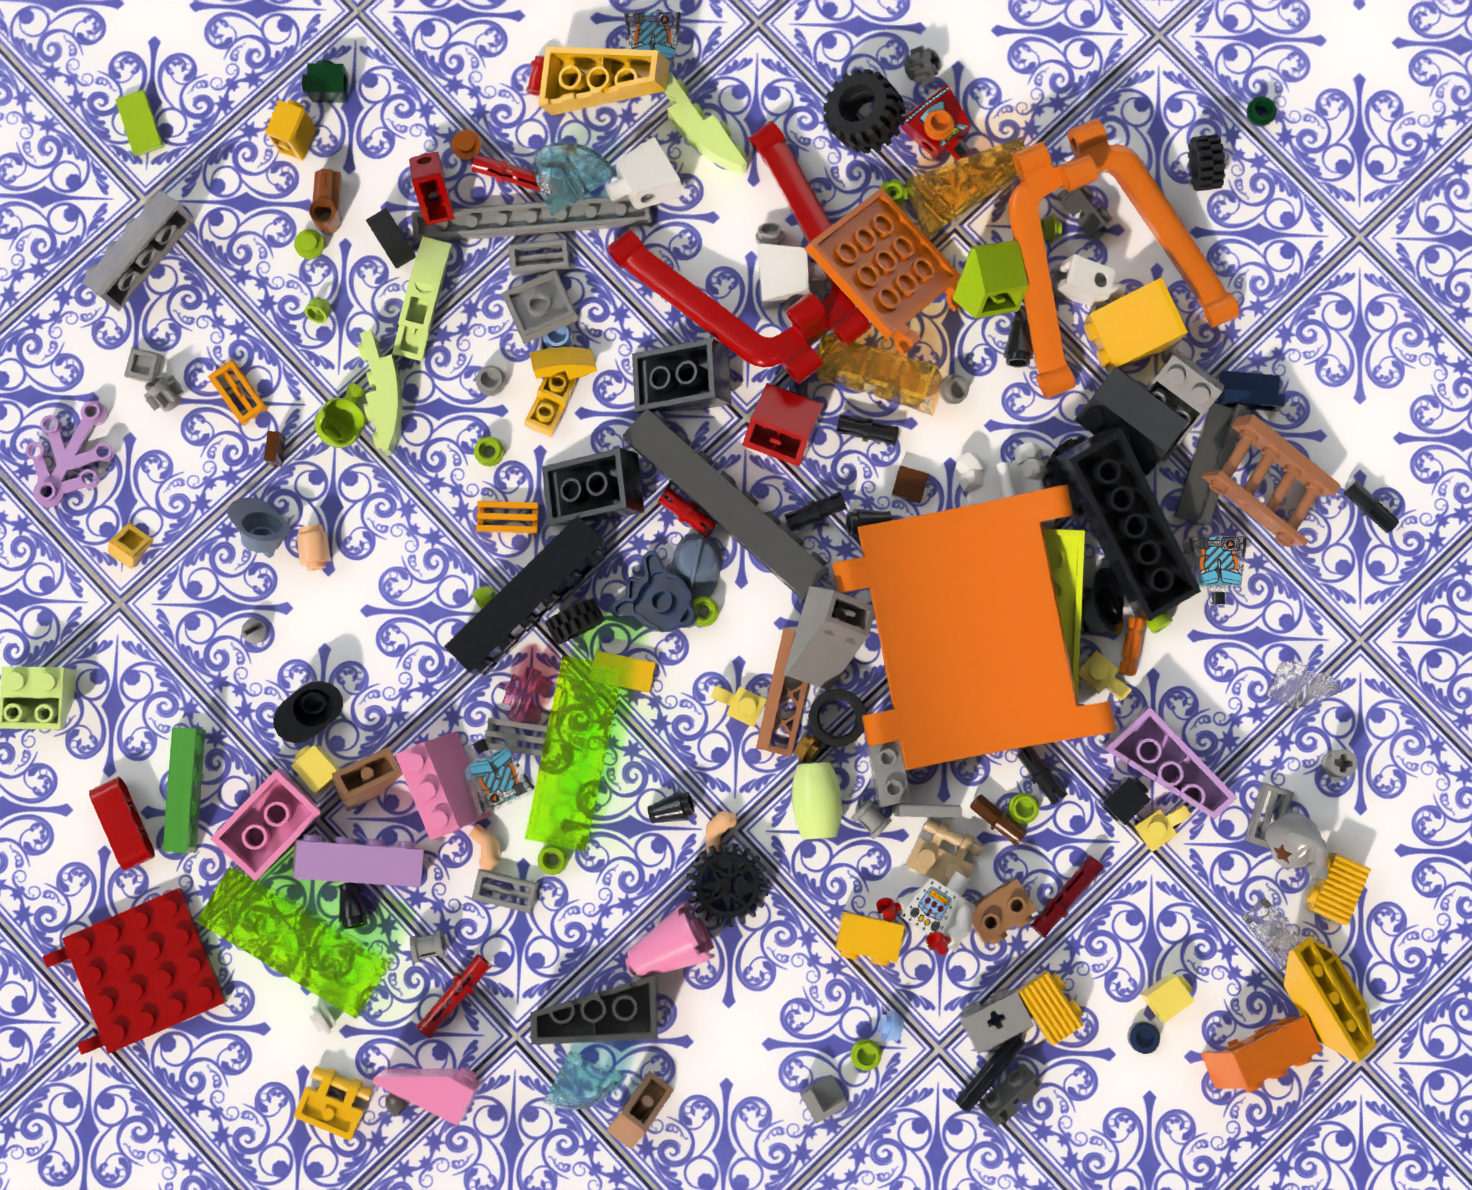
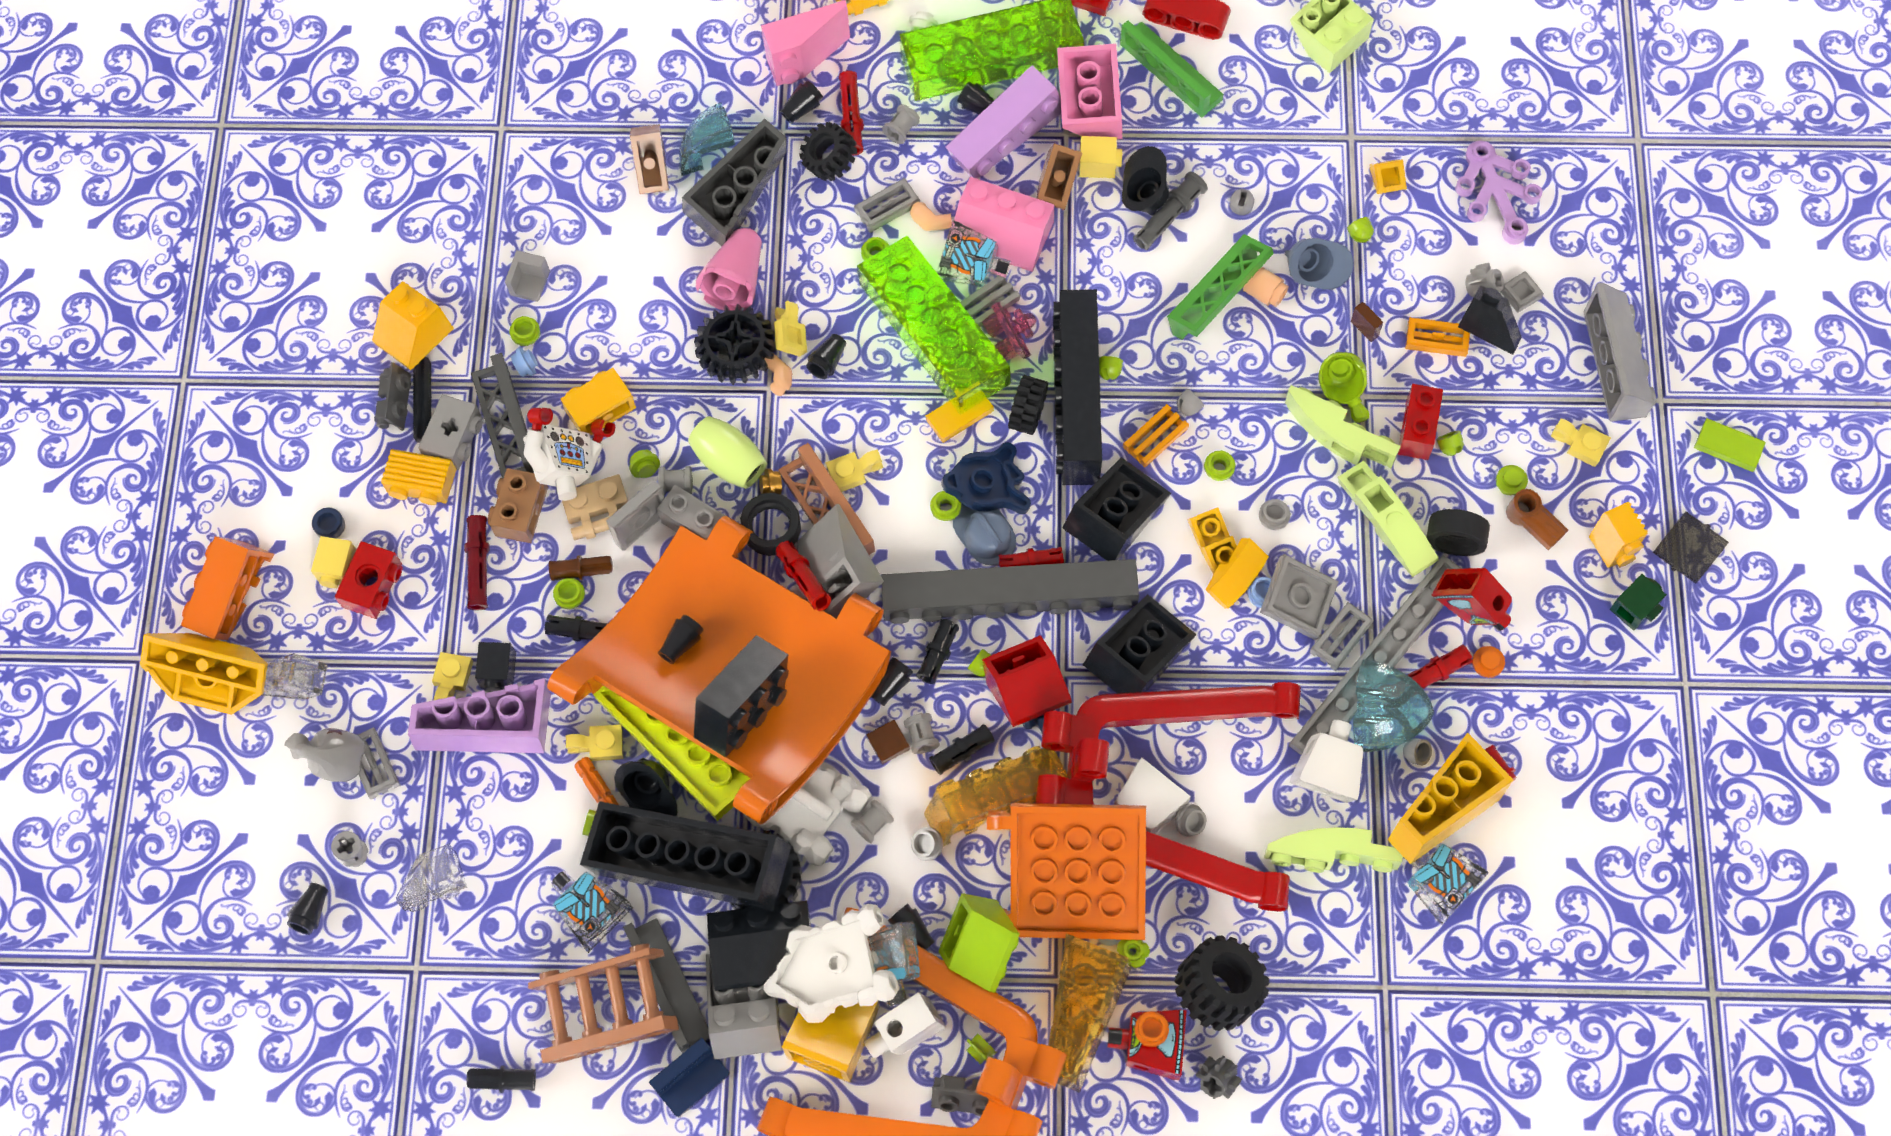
camera: 140 degrees right, 15 degrees down
(192, 361) = (1492, 320): none -> black slope
(198, 520) = (1361, 230): none -> lime hinge
(230, 221) = (1584, 443): none -> light yellow plate
(247, 87) = (1690, 547): none -> clear smoke piece
(300, 674) = (1178, 202): none -> dark grey pin
(323, 341) = (1420, 421): none -> red brick
(347, 581) = (1218, 287): none -> bright green fence
(460, 516) = (1189, 403): none -> light grey hinge
(481, 1043) = (802, 101): none -> black cone
(513, 989) = (836, 160): none -> black tyre
(578, 133) = (1417, 751): none -> light grey hinge
(680, 854) = (789, 334): none -> light yellow plate
(794, 475) = (976, 666): none -> lime hinge
(856, 657) = (798, 568): none -> red pin
(881, 854) = (644, 464): none -> lime plate
(883, 465) = (921, 742): none -> light grey bush
(935, 994) = (512, 412): none -> dark grey fence
(949, 1140) = (409, 325): none -> yellow slope
(975, 438) = (872, 821): none -> light grey bush
(990, 679) = (681, 637): none -> black cone
(997, 579) = (741, 696): none -> brick
(1063, 328) = (897, 953): none -> clear torso
(1108, 348) = (832, 966): none -> white shield
(1173, 958) = (367, 563): none -> red brick
(1340, 891) = (268, 758): yellow brick -> none
(1402, 748) = (308, 909): none -> black cone

